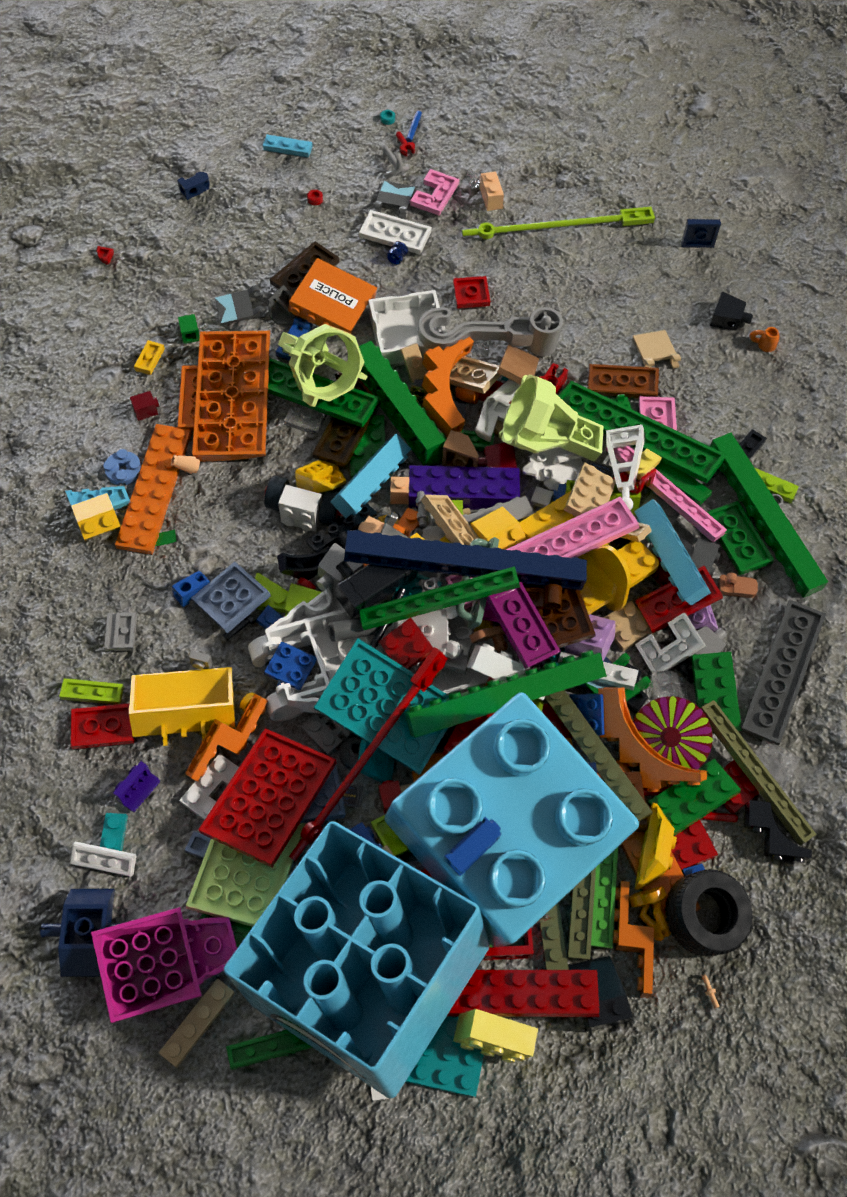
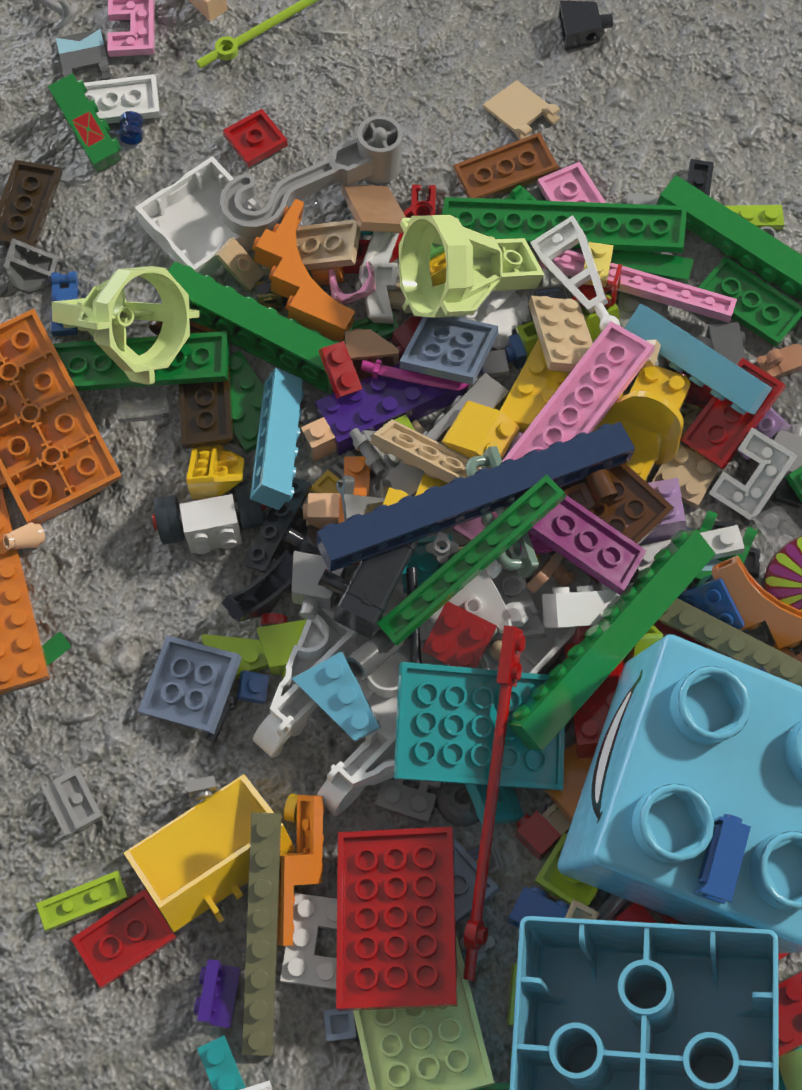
camera: 25 degrees left, 5 degrees up
(182, 763) = (262, 934): none -> olive plate
(188, 587) = (127, 699): blue leg -> none
(290, 666) = (323, 741): blue bracket -> none
(311, 643) = (339, 695): none -> medium azure wing
(331, 297) = (85, 227): orange panel -> none
(368, 237) = (85, 123): none -> green brick
(433, 451) = (340, 369): none -> red plate
(459, 462) = (387, 371): none -> dark pink sword
(483, 411) = (367, 289): none -> bright pink helmet
(512, 470) = (449, 348): none -> sand blue plate
(768, 340) = (644, 37): orange piece -> none

